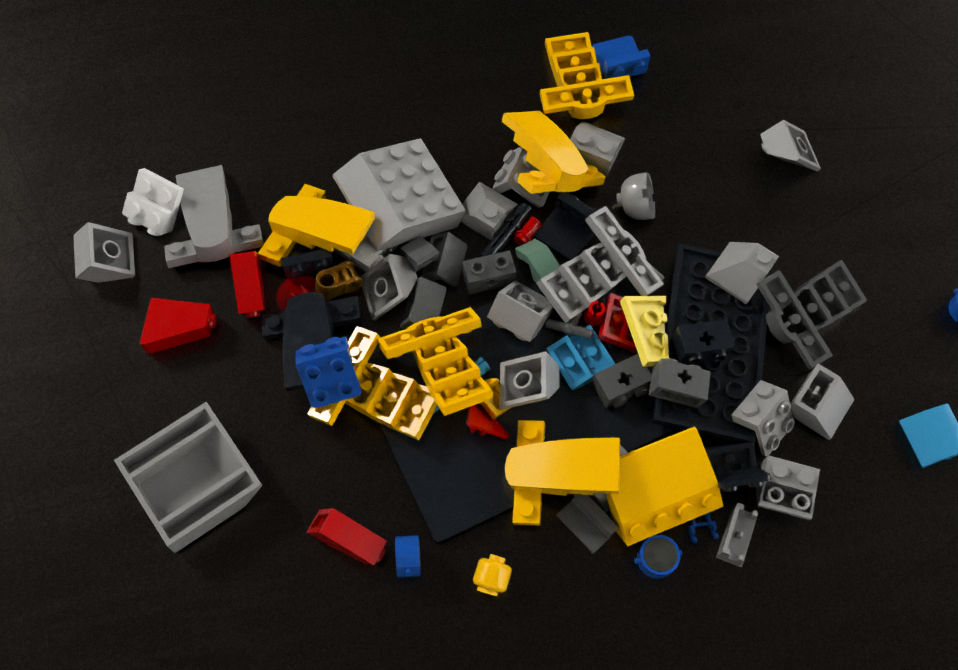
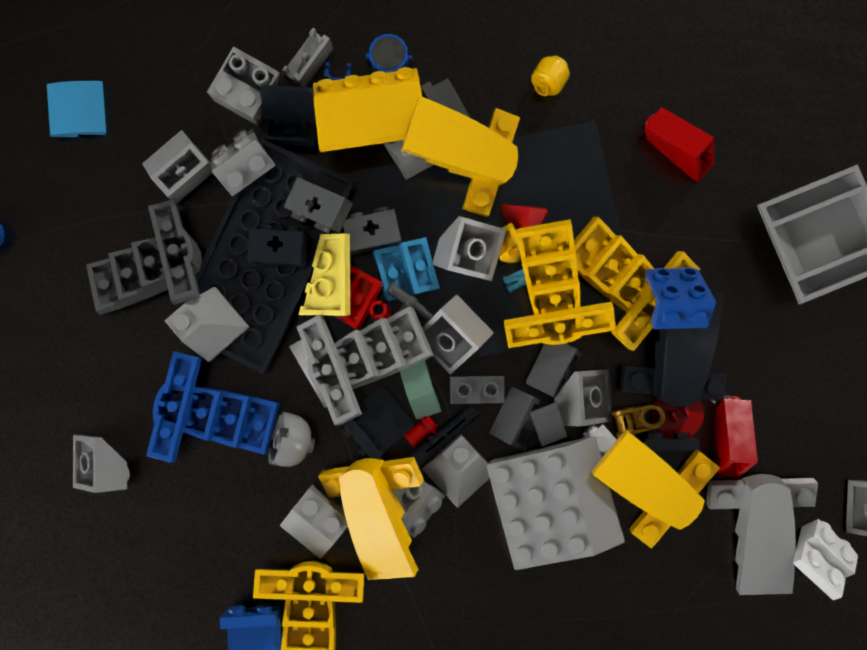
camera: 165 degrees left, 20 degrees up
(175, 323) = (816, 410): red slope -> none
(407, 556) = (627, 109): blue piece -> none
(714, 204) = (206, 413): none -> blue slope

